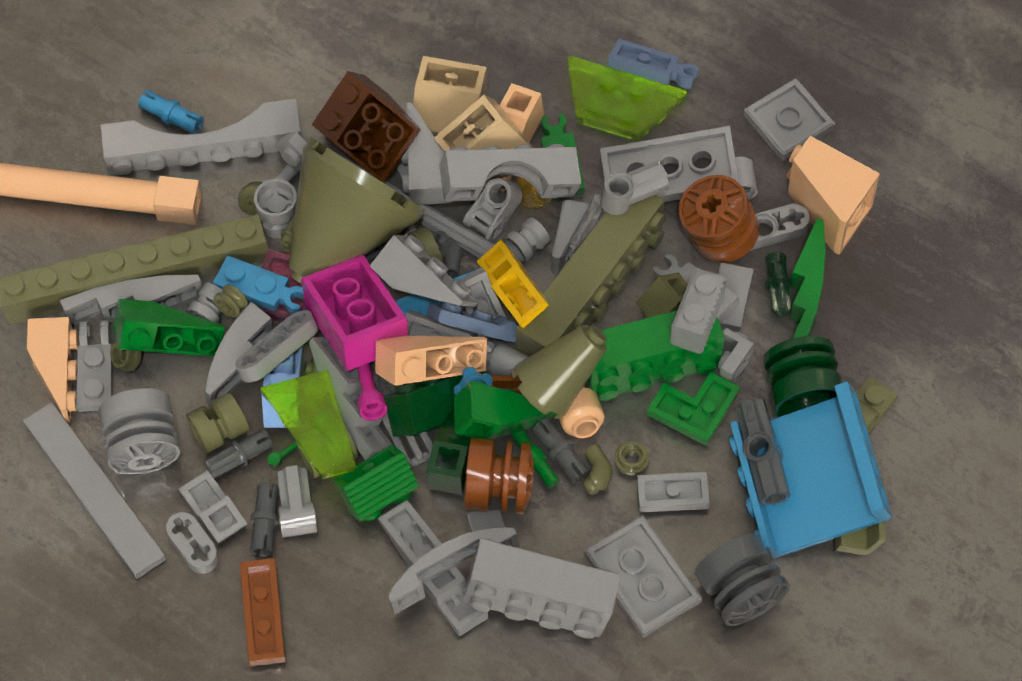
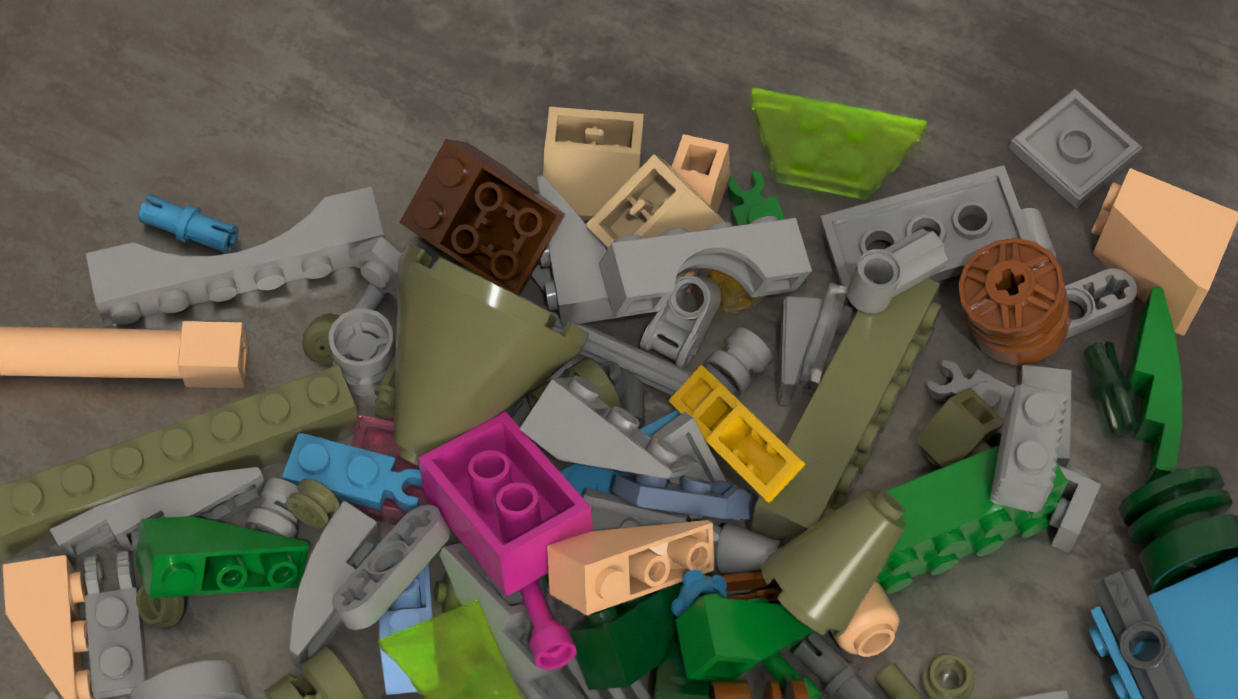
camera: 10 degrees left, 0 degrees up
(651, 64) = (871, 89): sand blue plate -> none
(695, 416) = (1029, 603): green plate -> none

